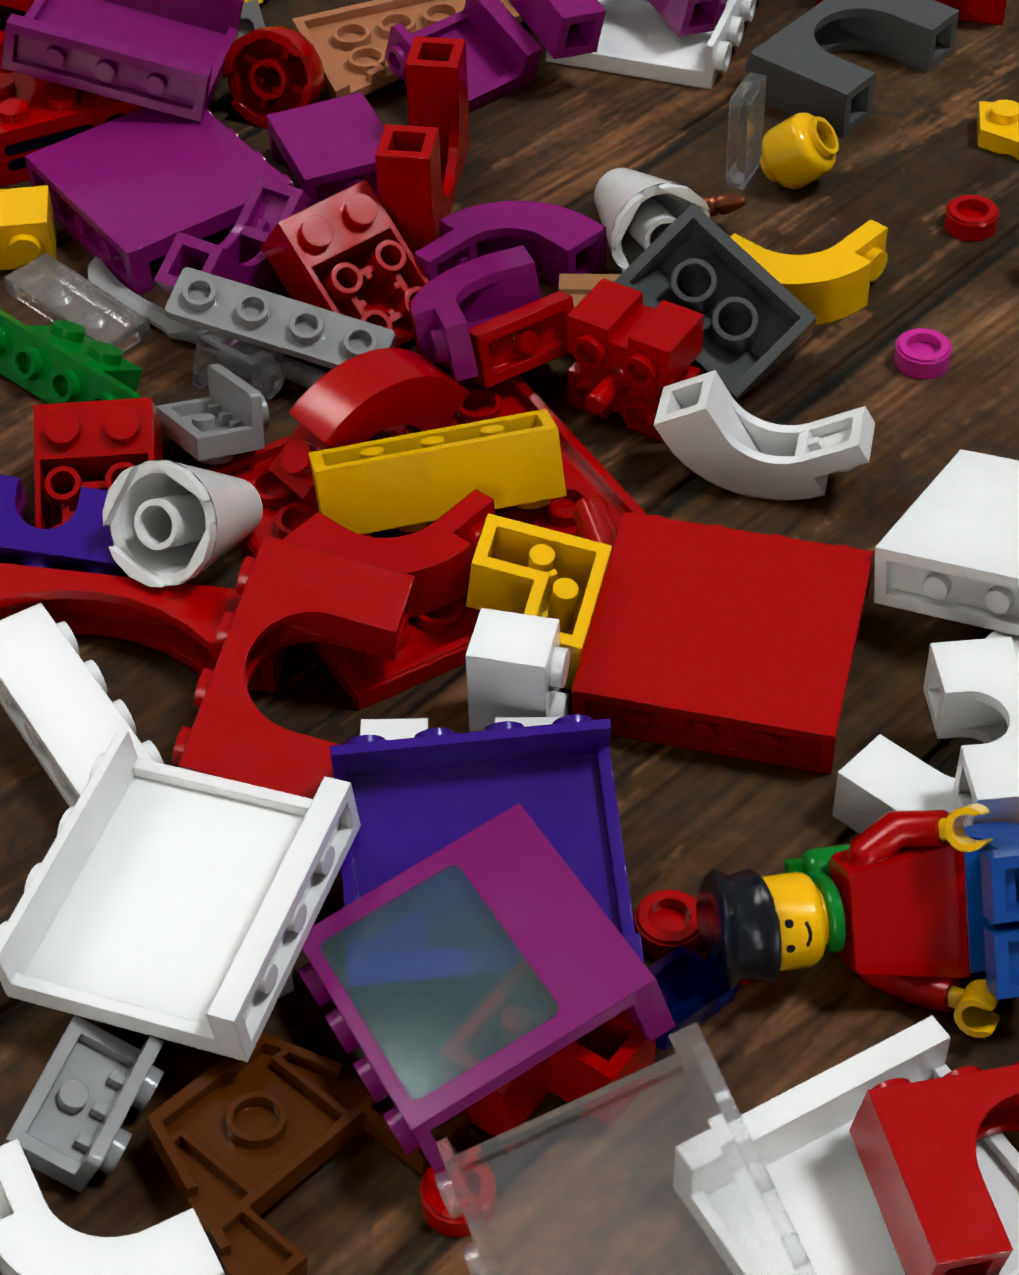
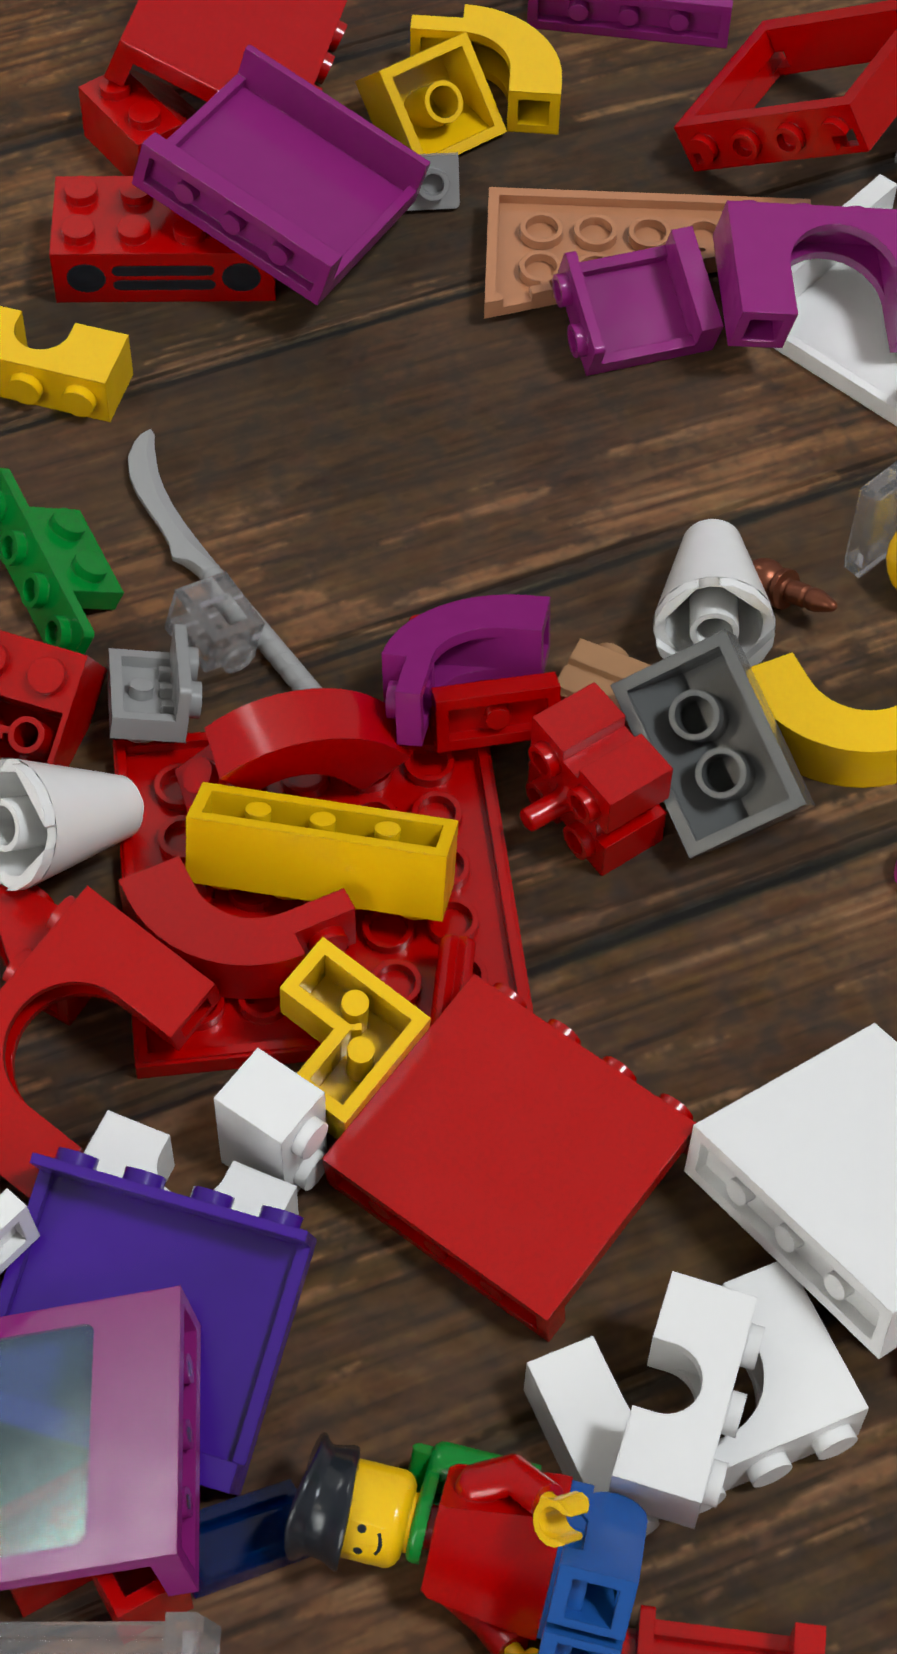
camera: 20 degrees right, 10 degrees up
(66, 295) = (102, 486): clear tile -> none
(143, 181) = (244, 368): magenta panel -> none
(240, 253) = (278, 502): magenta arch -> none
(272, 73) = (428, 264): red cylinder -> none
(272, 320) = (264, 602): light grey bracket -> none
(328, 144) = (443, 389): magenta panel -> none
(348, 260) = (377, 553): red slope -> none
(424, 160) = (492, 472): red arch -> none
(553, 236) = (566, 562): magenta arch -> none
(667, 922) = (288, 1444): red tile -> none
(753, 455) = (666, 935): white arch -> none

